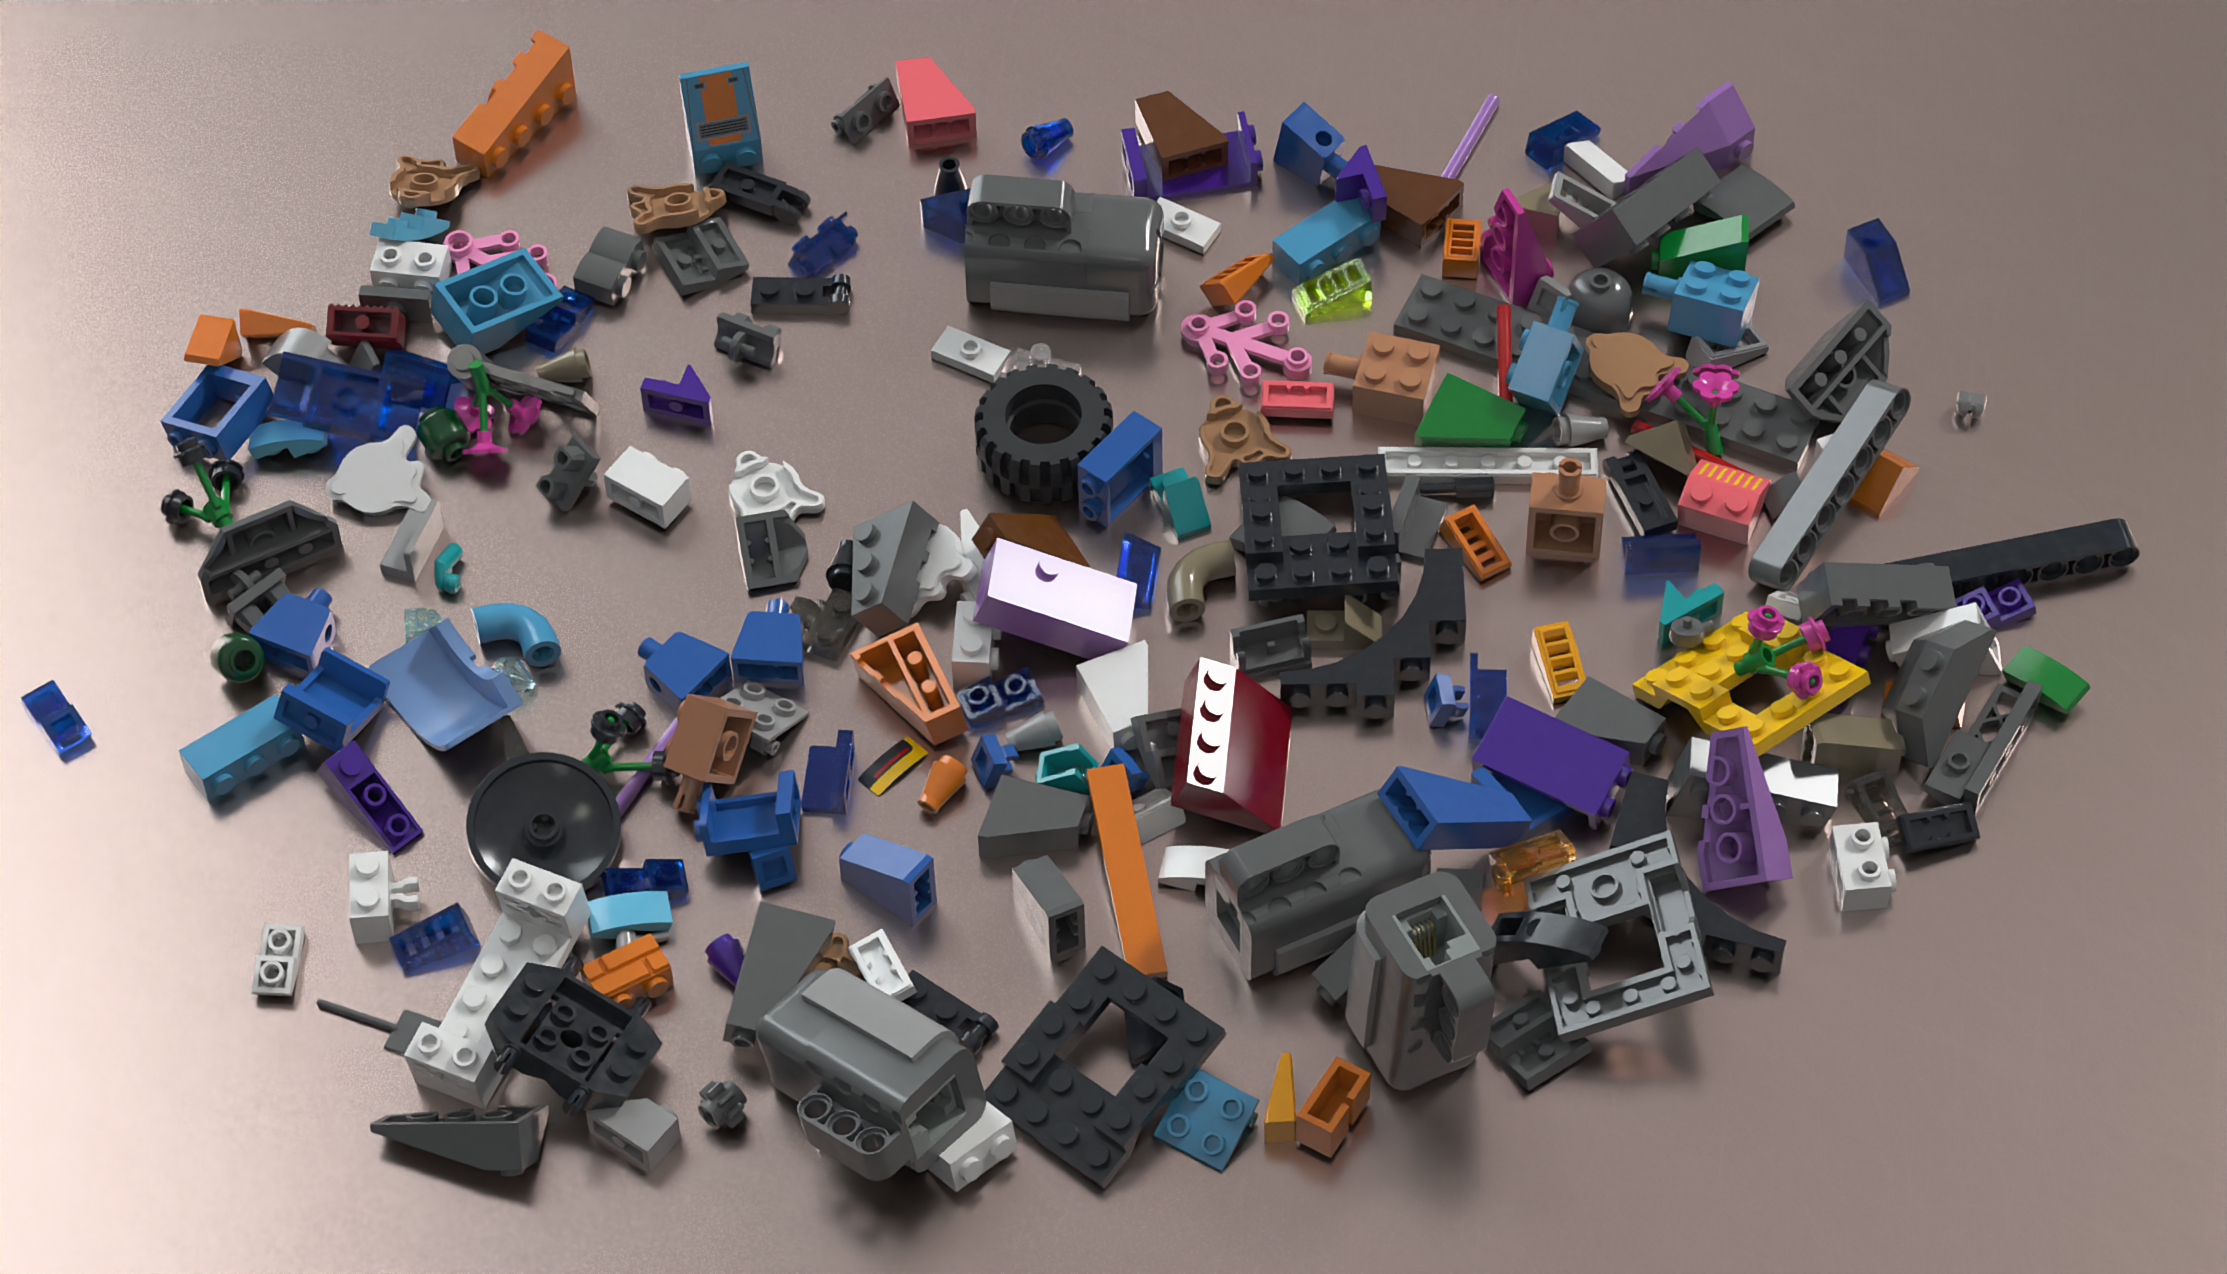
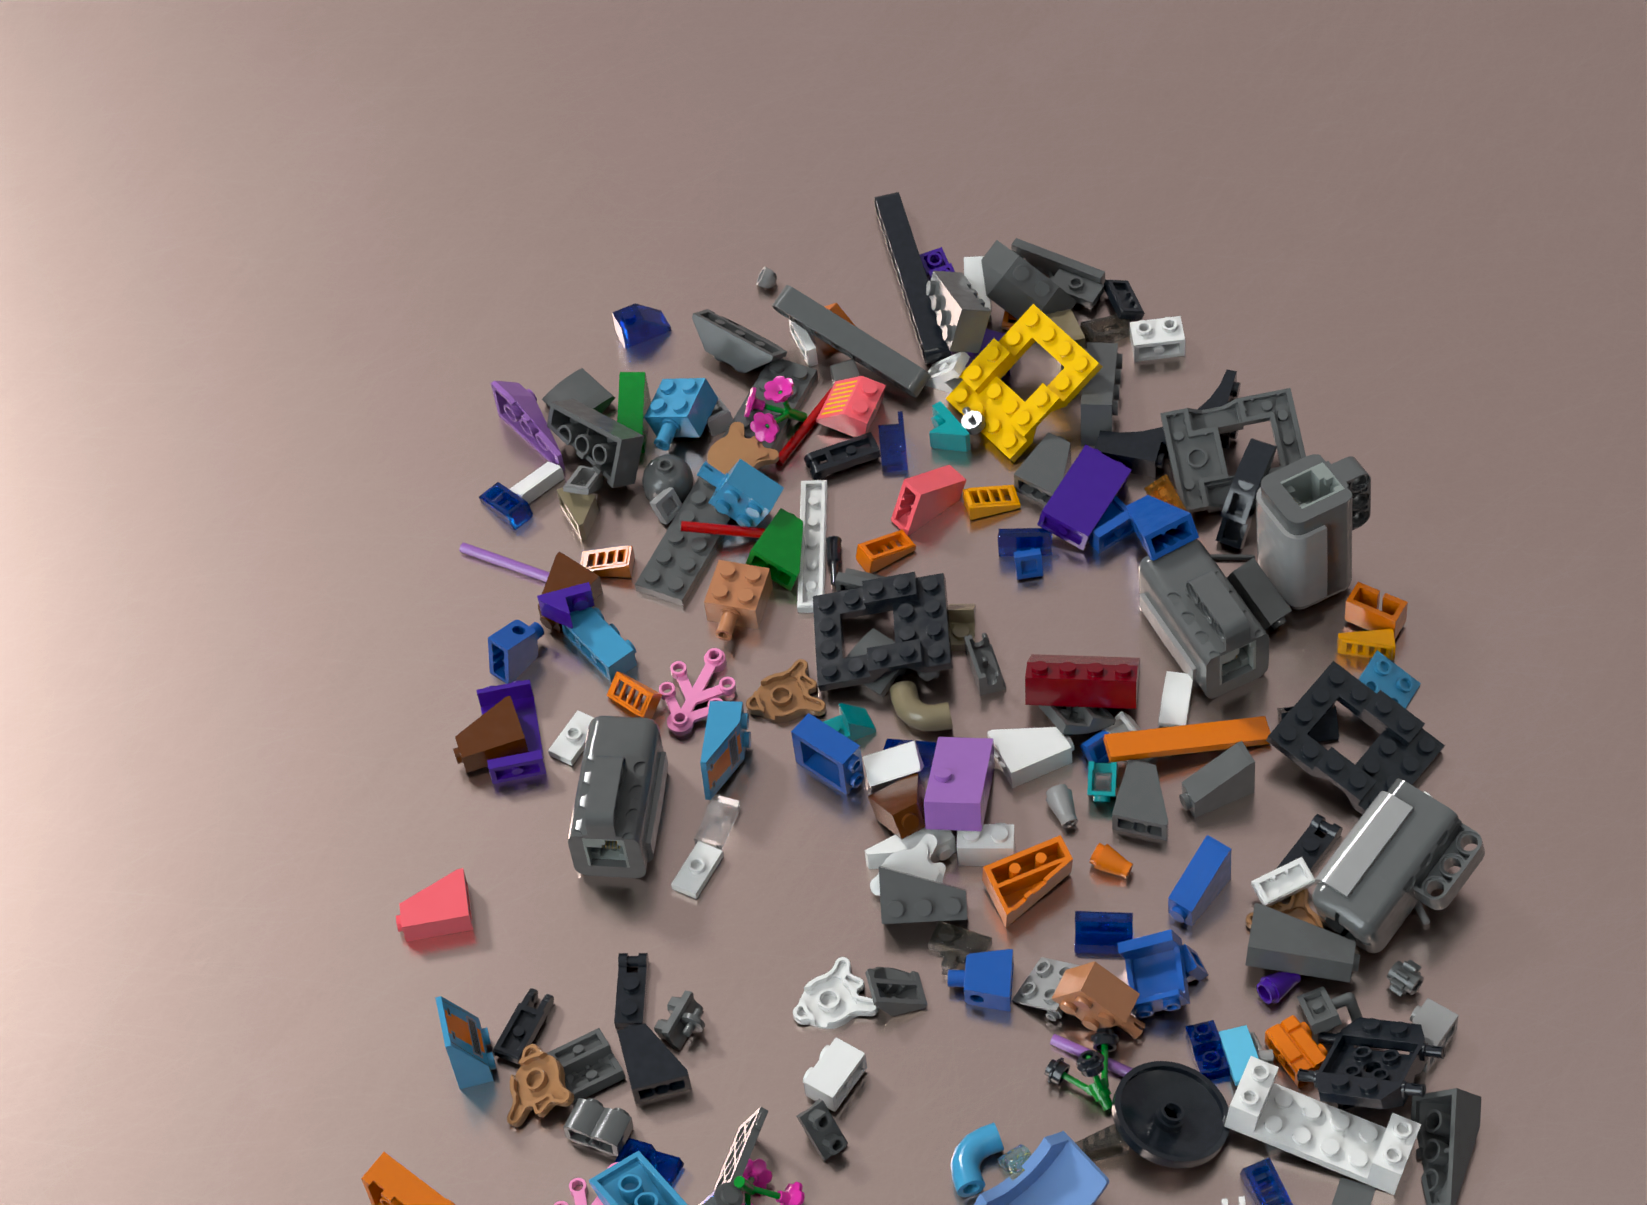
camera: 85 degrees left, 0 degrees up
(566, 367) = (704, 1149): dark tan cone -> none
(683, 400) = (740, 1058): dark purple slope -> none
(683, 668) = (1013, 1038): blue torso -> none
(683, 1000) = (1322, 1012): none -> dark grey plate
(688, 309) = (650, 1064): none -> black slope
(831, 234) = (574, 971): clear blue hinge -> none
(840, 569) = (909, 937): black cone -> none
(866, 111) = (448, 961): dark grey hinge -> none
(891, 765) = (1087, 897): sticker -> none
(946, 214) = (560, 885): clear blue slope -> none
(949, 177) = (527, 888): black cone -> none
(992, 760) = (1090, 829): blue tile -> none
(993, 701) = (1027, 829): clear blue slope -> none
(1034, 398) = (784, 777): black tyre -> none
(1044, 138) = (482, 829): clear blue cone -> none
(1104, 542) = (892, 763): none -> white slope
(1132, 354) = (723, 744): none -> dark azure slope
(1297, 399) = (751, 656): coral plate -> none
(1341, 275) = (639, 623): clear neon green slope -> none
(1401, 654) = (1009, 603): black arch -> none
(1513, 251) = (636, 513): dark pink wedge -> none
(1559, 583) = (926, 497): none -> coral slope
(1566, 512) = (872, 487): nougat brick -> none
(1575, 429) = (790, 495): light grey cone -> none
(1667, 444) = (805, 435): dark tan slope -> none
(1742, 827) = (1139, 386): medium lavender wedge -> none
(1764, 624) = (1010, 345): dark pink plant -> none
(2061, 686) = (1005, 234): green slope -> none

